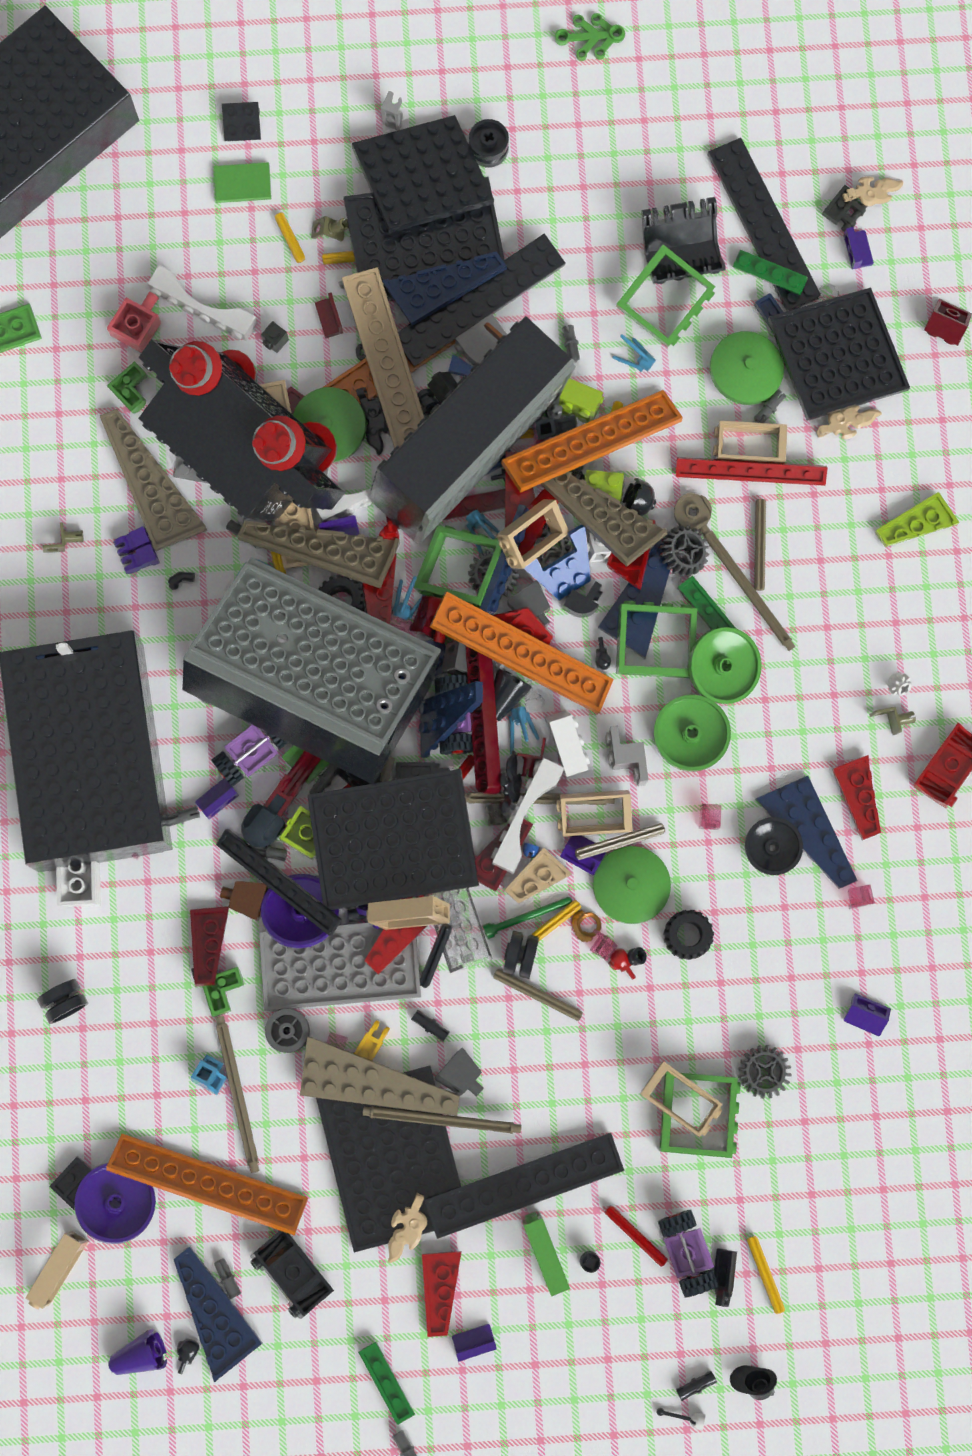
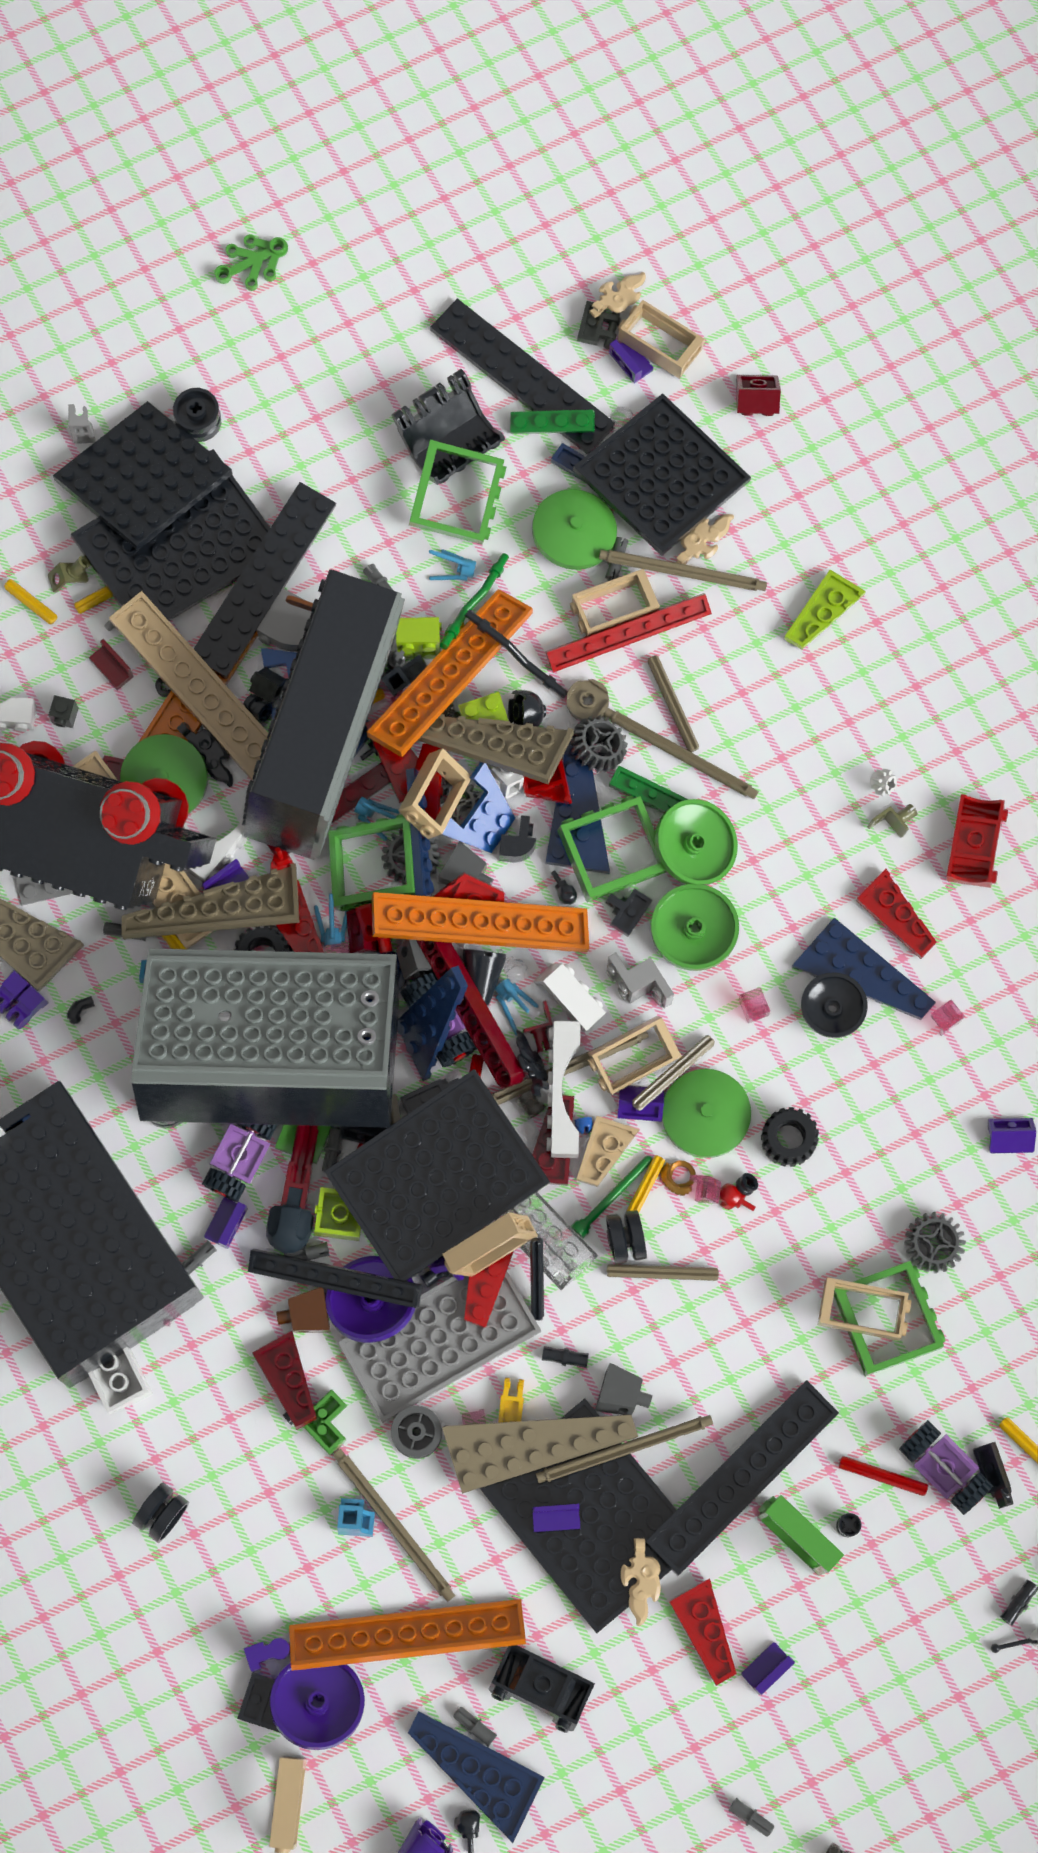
camera: 25 degrees left, 5 degrees down
(91, 1145) = (260, 1652): none -> dark purple legs
(363, 1148) = (556, 1518): none -> dark purple panel
(386, 1383) = (696, 1755): green plate -> none
(436, 287) = (214, 584): dark blue wing -> none
(611, 407) = (454, 628): none -> green bar
(636, 415) = (484, 626): none -> black bar
(645, 695) = (628, 910): none -> black hinge
(818, 440) = (682, 570): none -> dark tan piece
(903, 235) = (670, 326): none -> tan window

